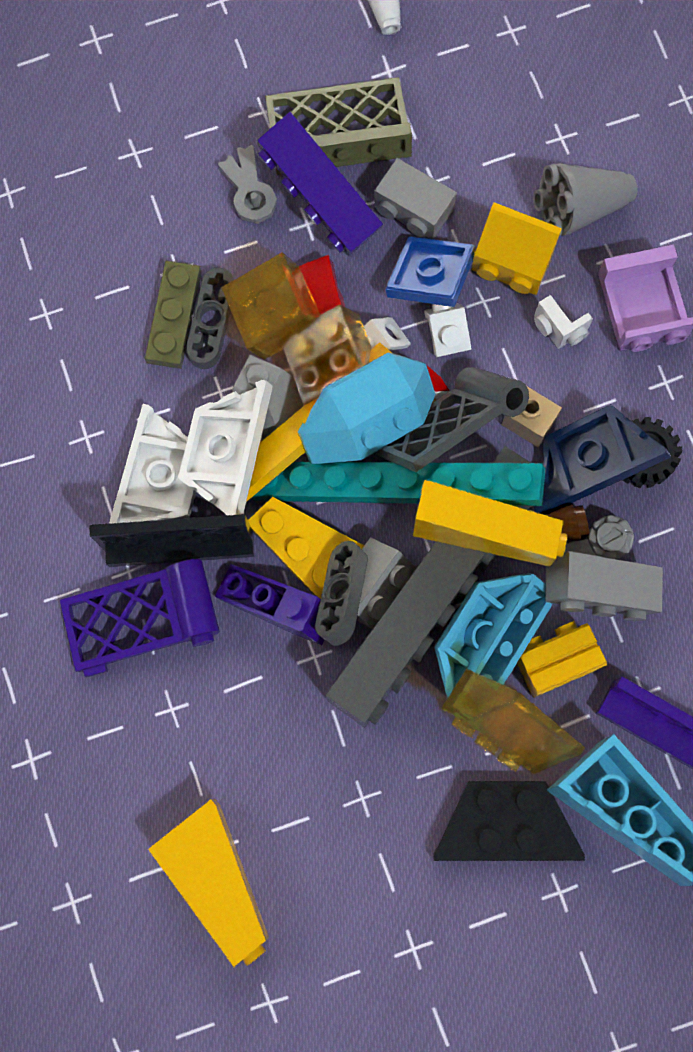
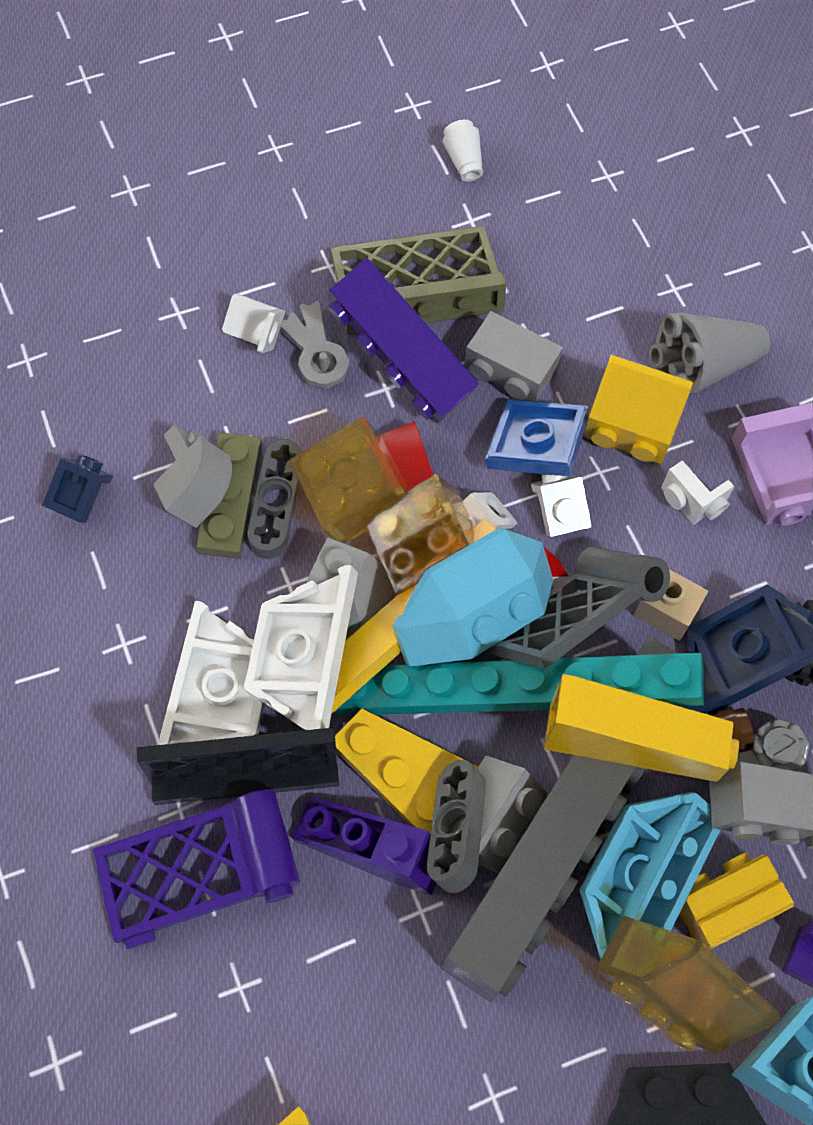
camera: 10 degrees left, 10 degrees down
(47, 305) = (76, 487): none -> dark blue bracket
(145, 301) = (197, 477): none -> light grey brick
(197, 163) = (253, 322): none -> white bracket

